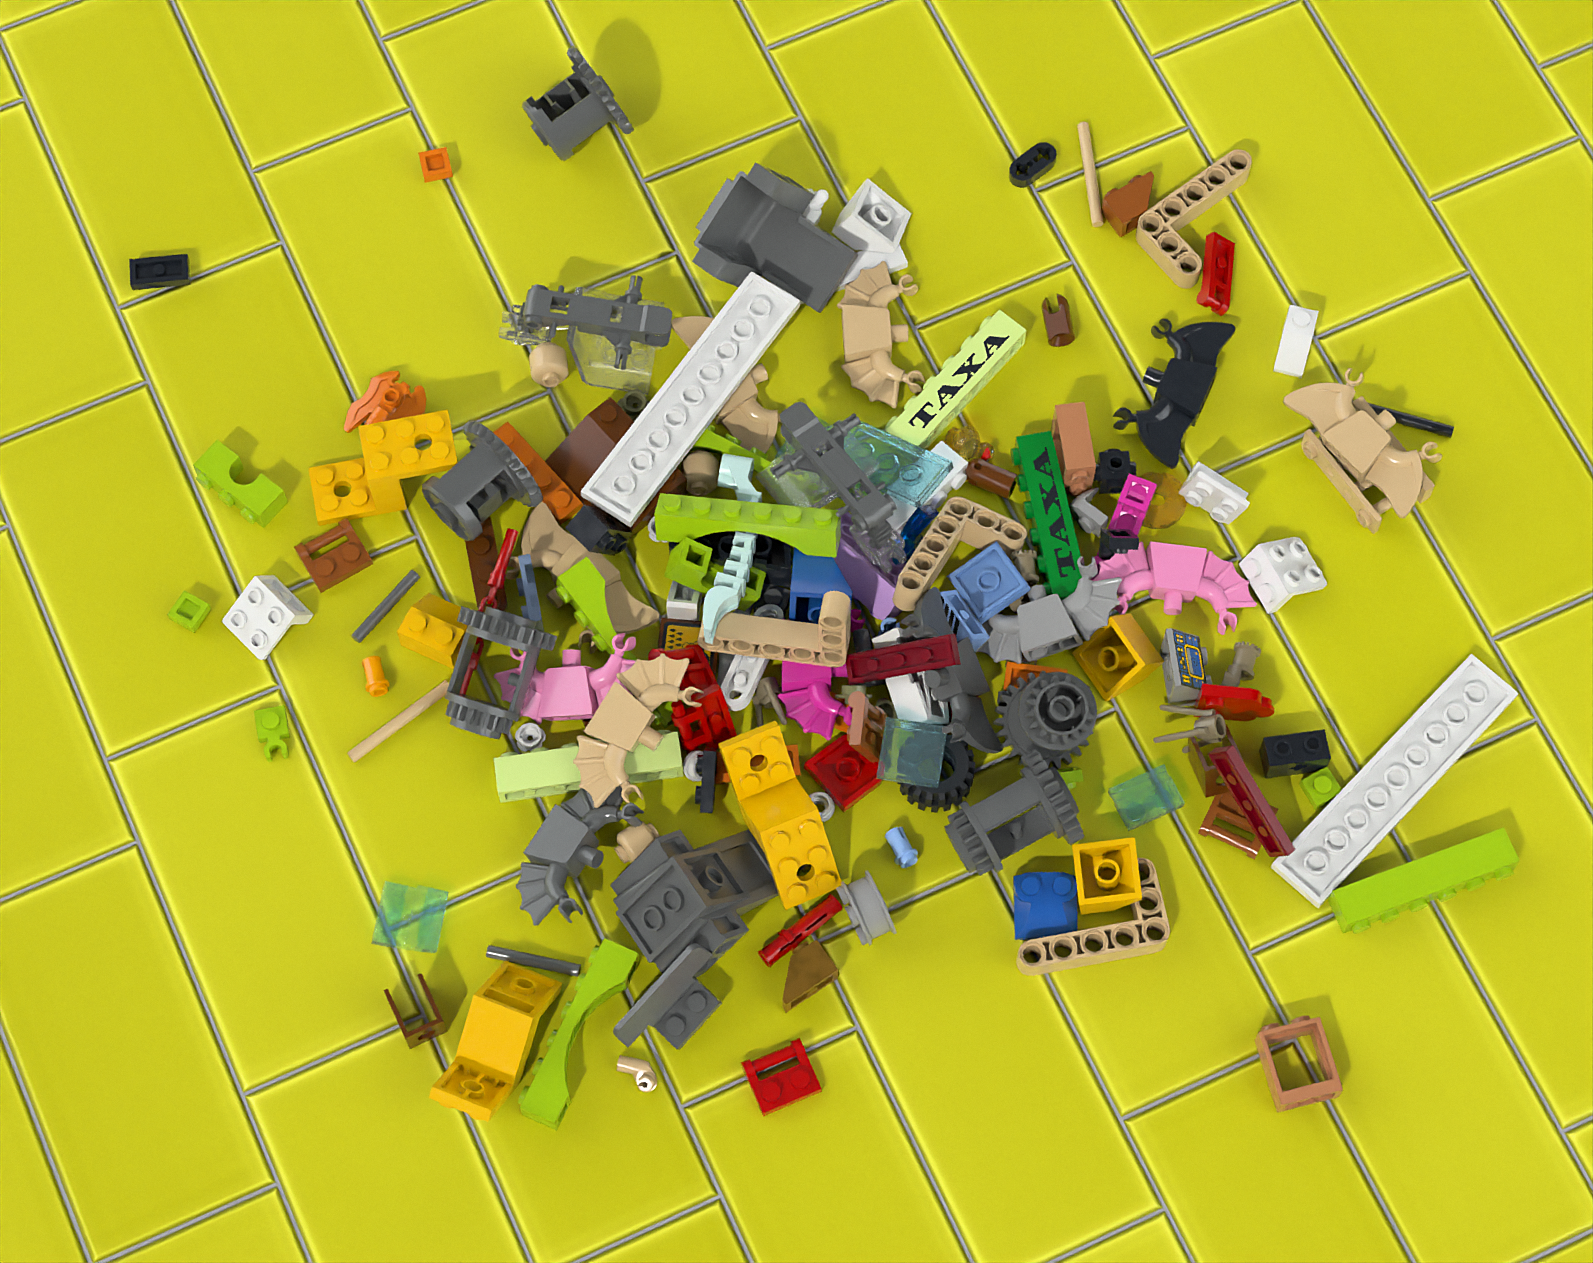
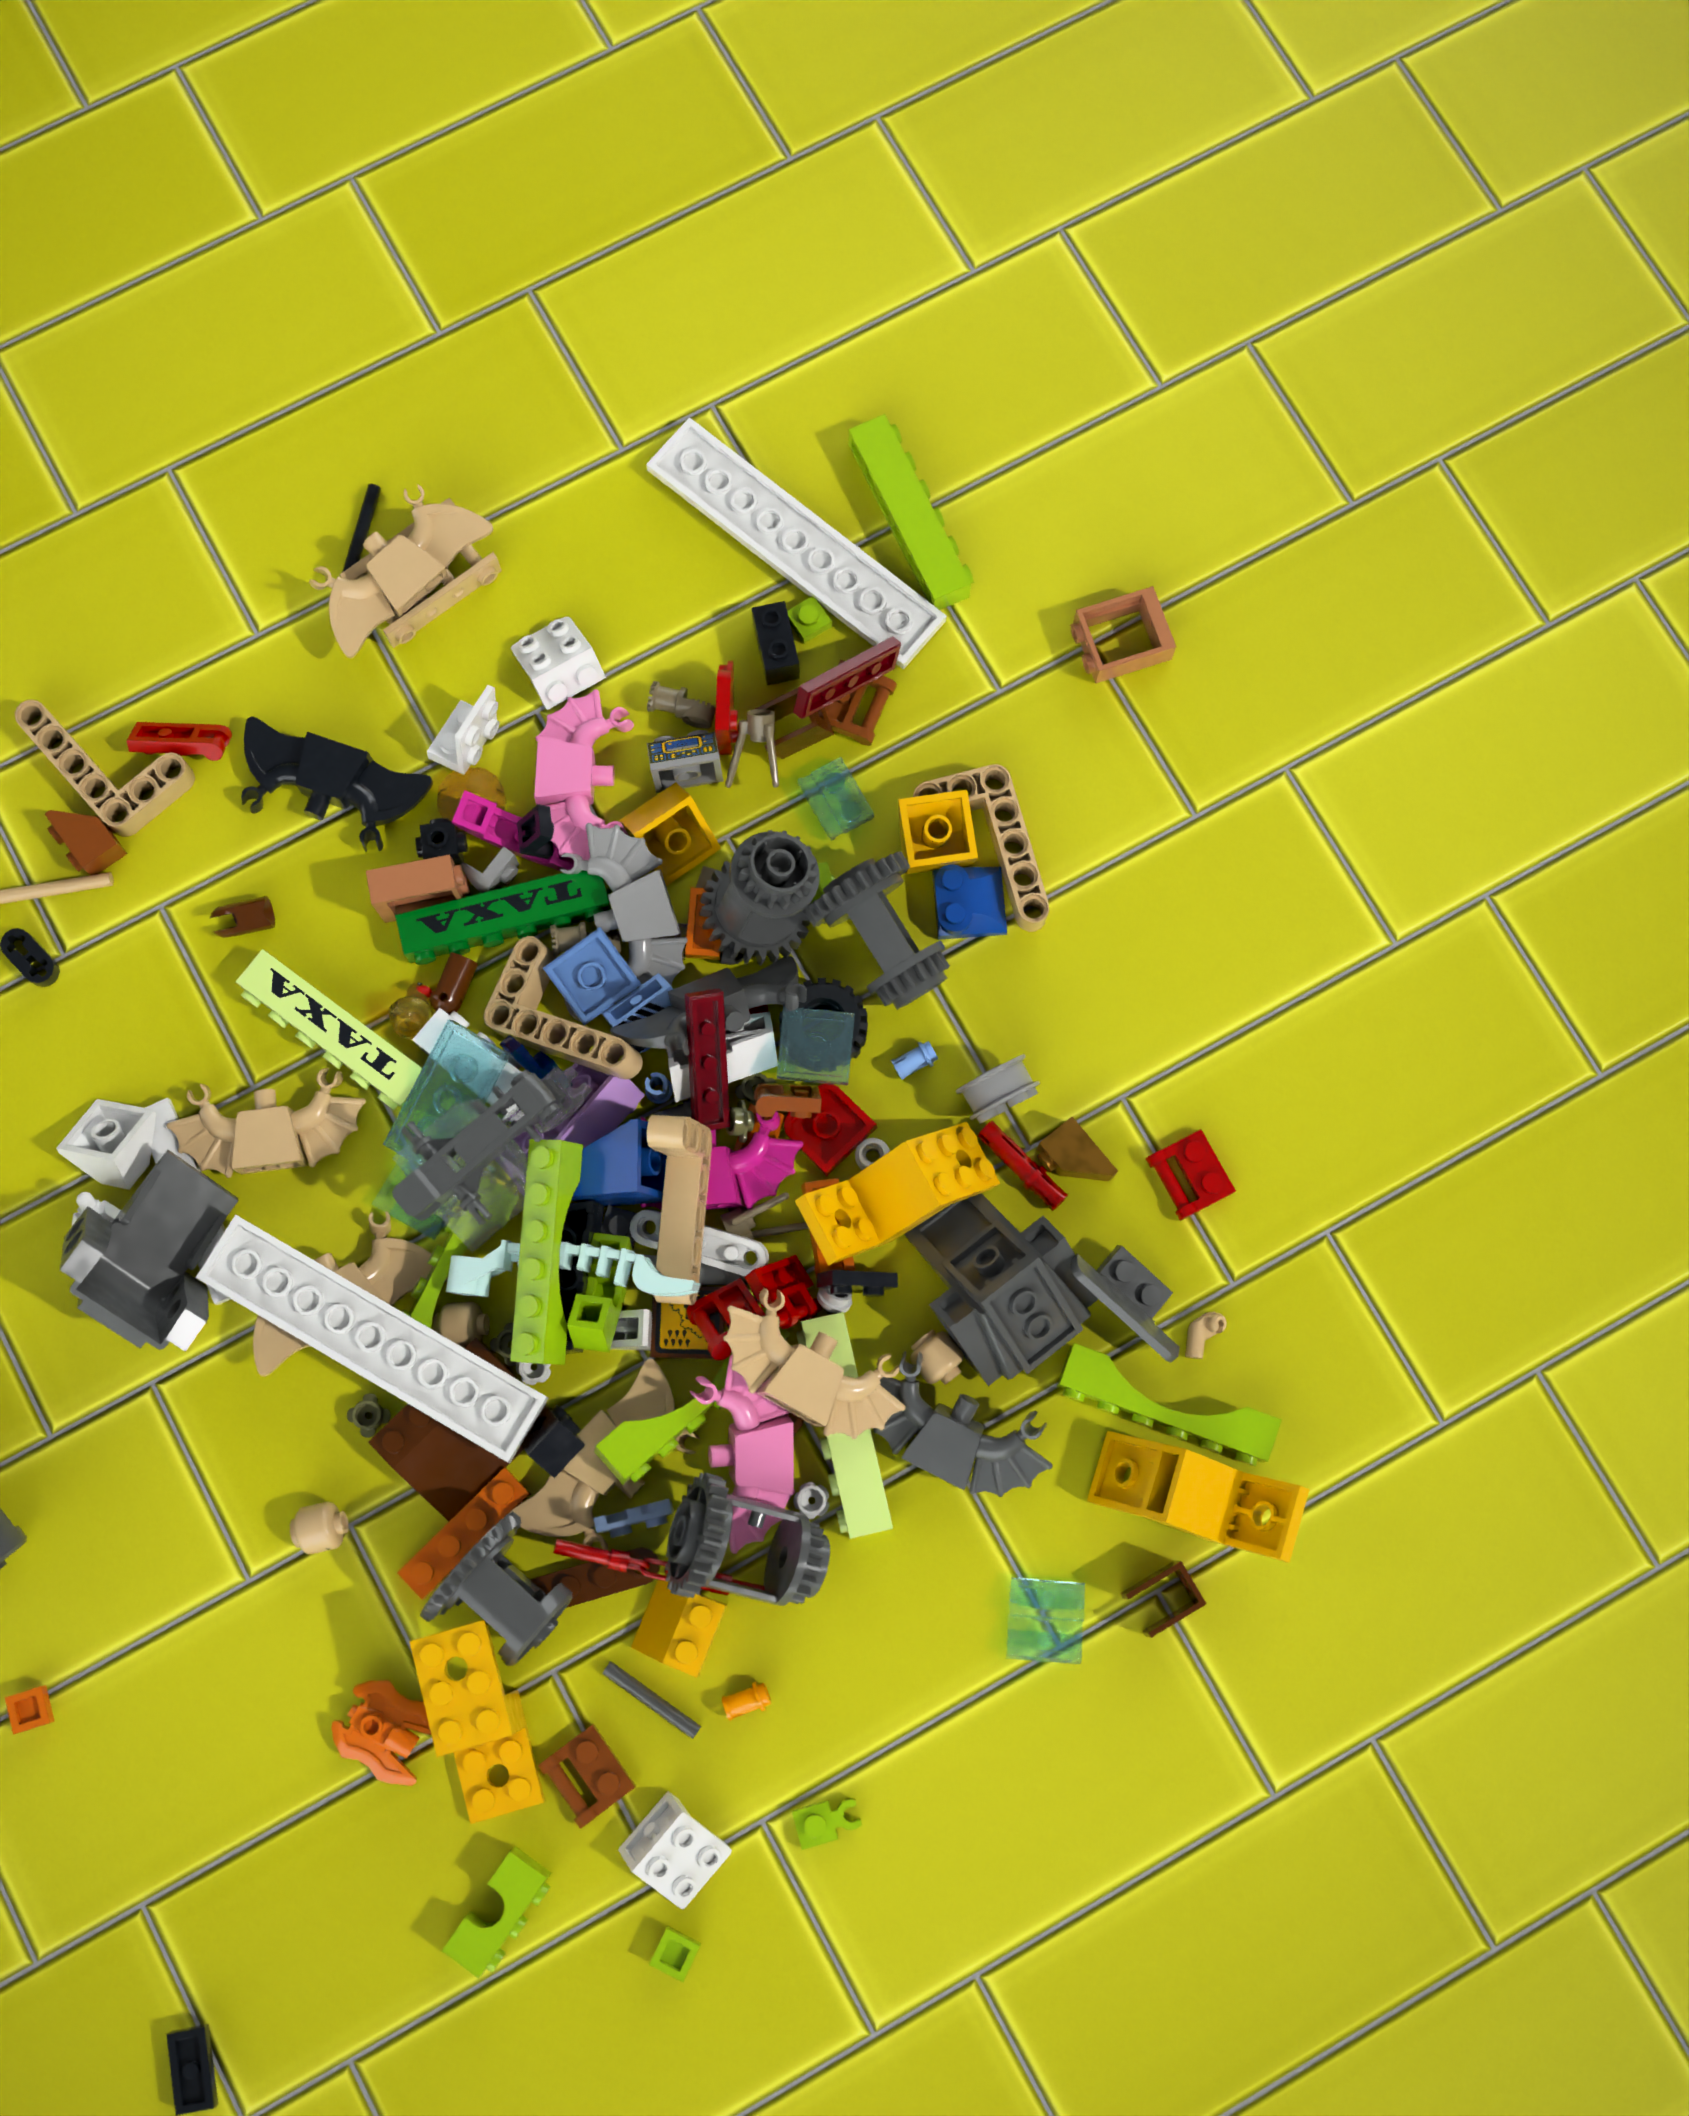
camera: 95 degrees left, 10 degrees up
(398, 722) = (800, 1663): tan bar -> none
(533, 960) = (1083, 1468): dark grey bar -> none
(607, 333) = (271, 1452): piece -> none
(1295, 341) = (265, 651): white slope -> none

